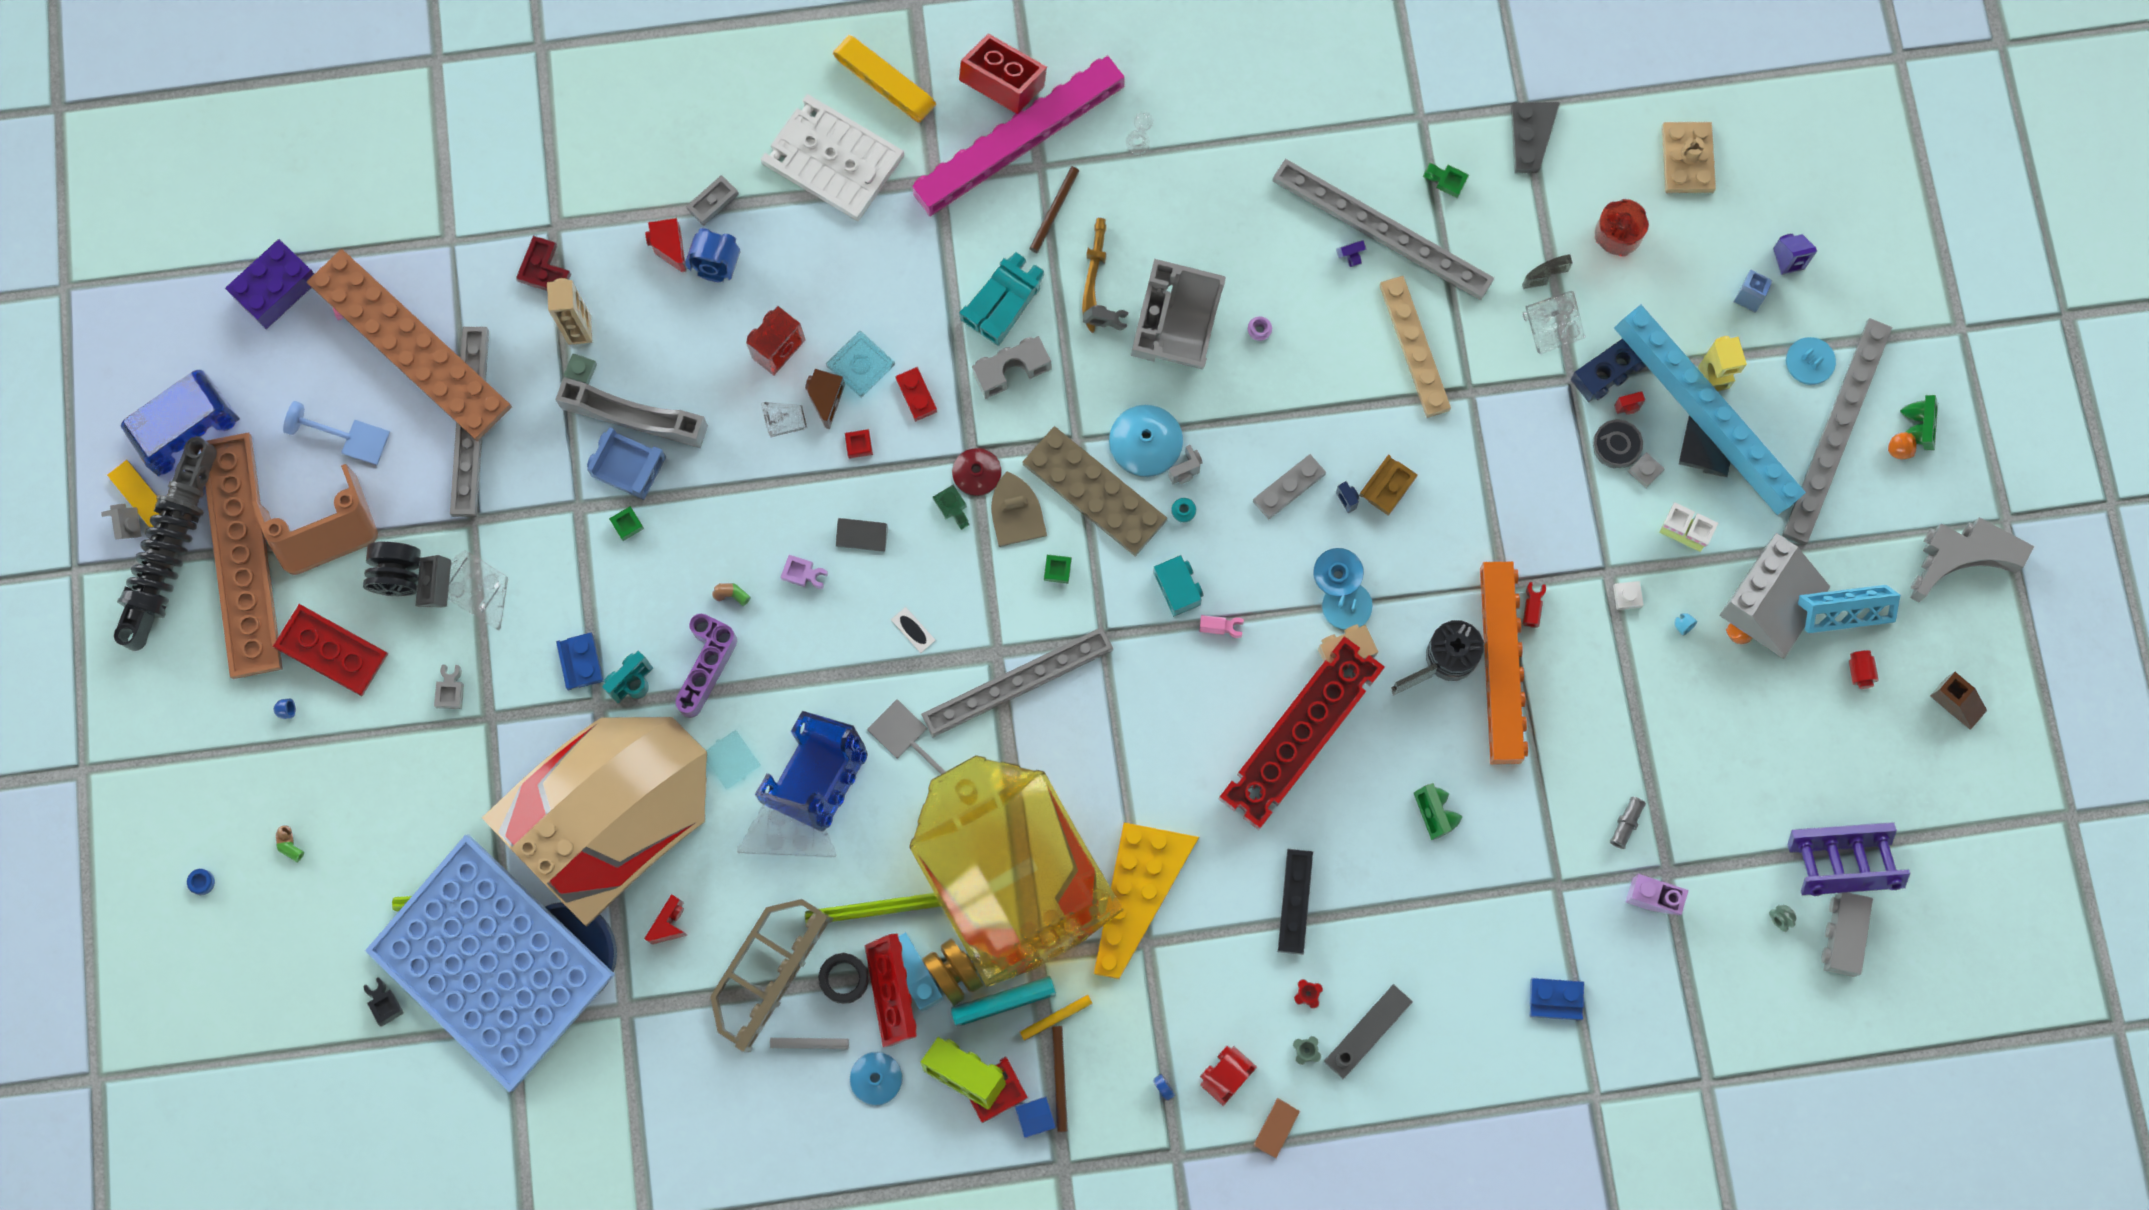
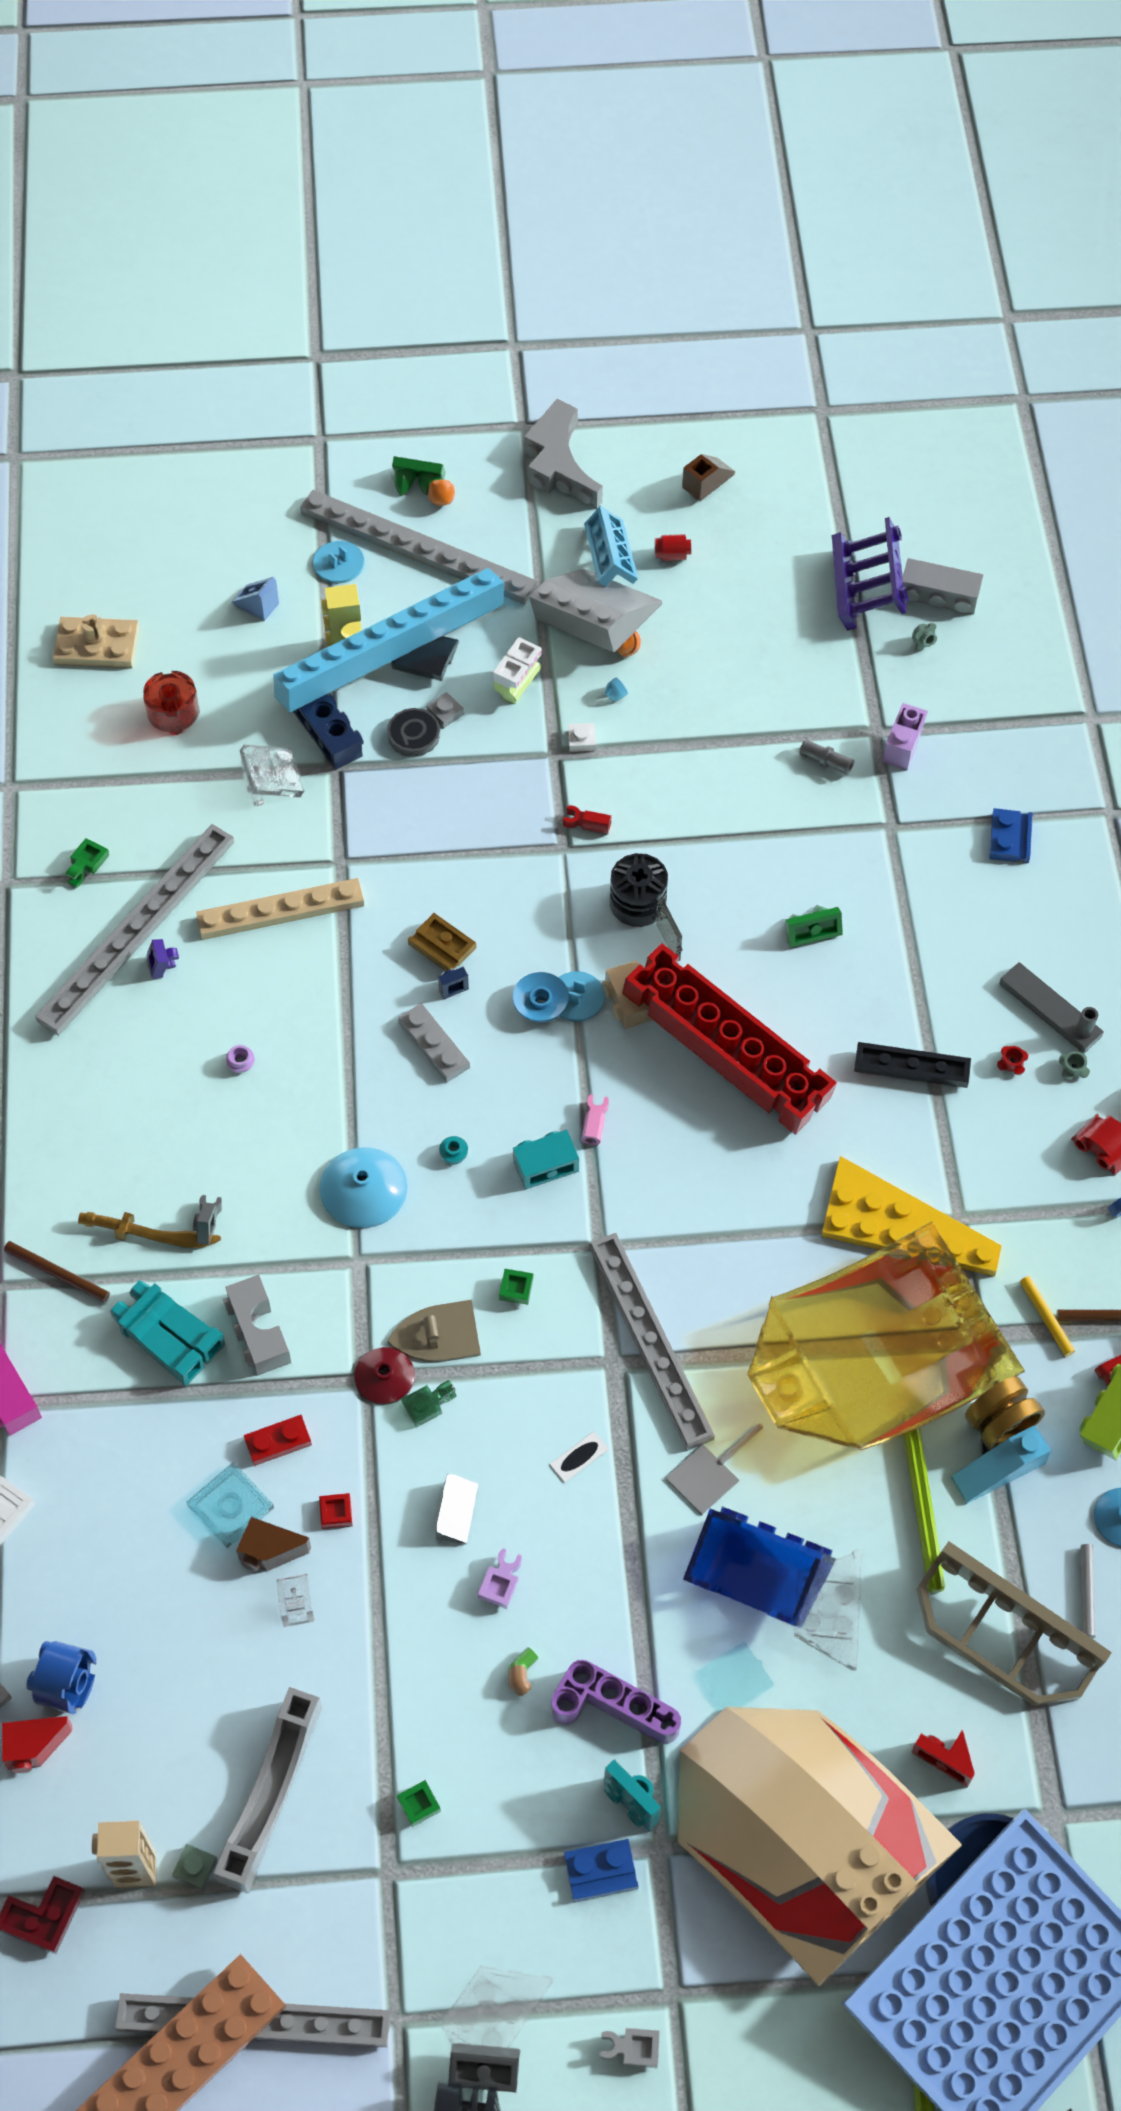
camera: 90 degrees left, 15 degrees down
(625, 463) = (336, 1802): medium blue panel -> none
(775, 340) = (191, 1598): clear red brick -> none
(832, 962) = (1016, 1524): black tyre -> none
(890, 990) = (1027, 1486): red plate -> none
(1003, 1001) = (1031, 1344): teal slope -> none
(1094, 491) = (420, 1245): dark tan plate -> none
(1179, 322) = (219, 1140): light grey piece -> none
(1185, 471) = (401, 1134): light grey bracket -> none
(1502, 663) = (679, 851): orange brick -> none
(1531, 132) = (44, 780): dark grey wing -> none
(1543, 272) = (211, 776): clear smoke slope -> none
(1630, 403) = (371, 713): red plate -> none
(1793, 253) = (221, 556): dark purple slope -> none

